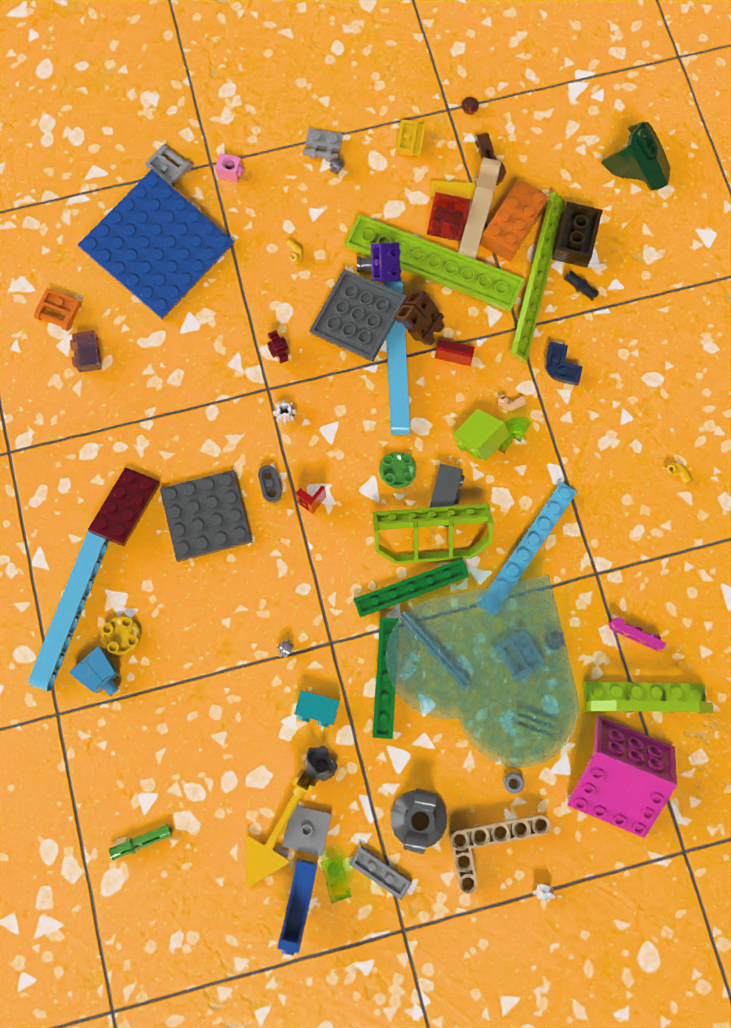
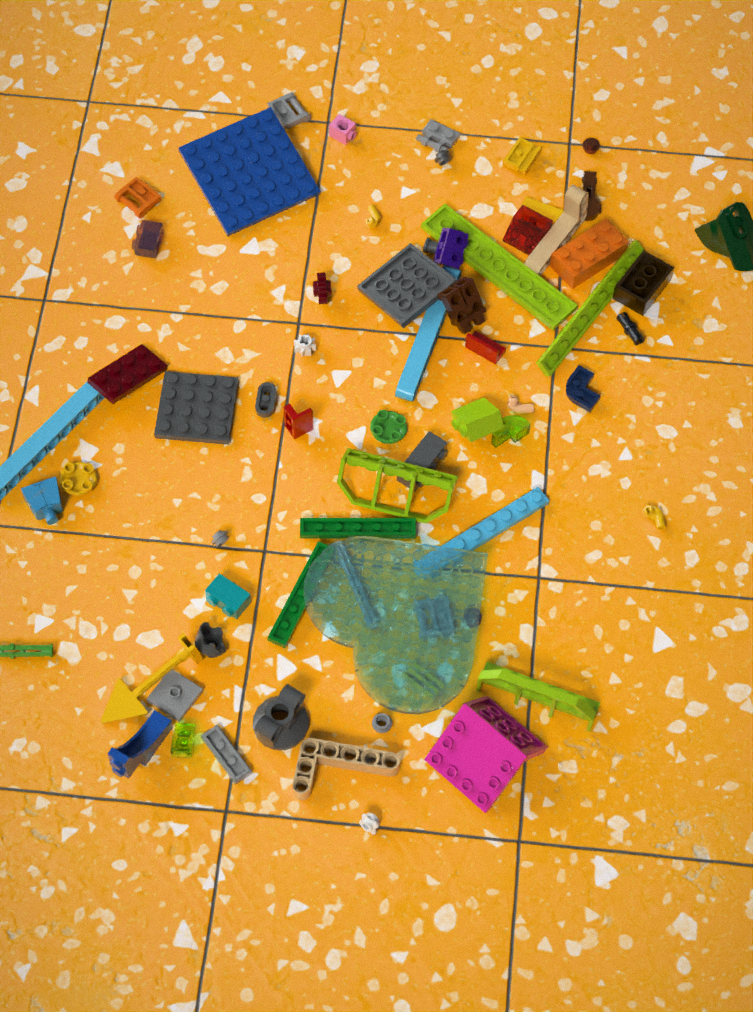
camera: 20 degrees right, 15 degrees down
(635, 633) = (552, 638): dark pink plate -> none

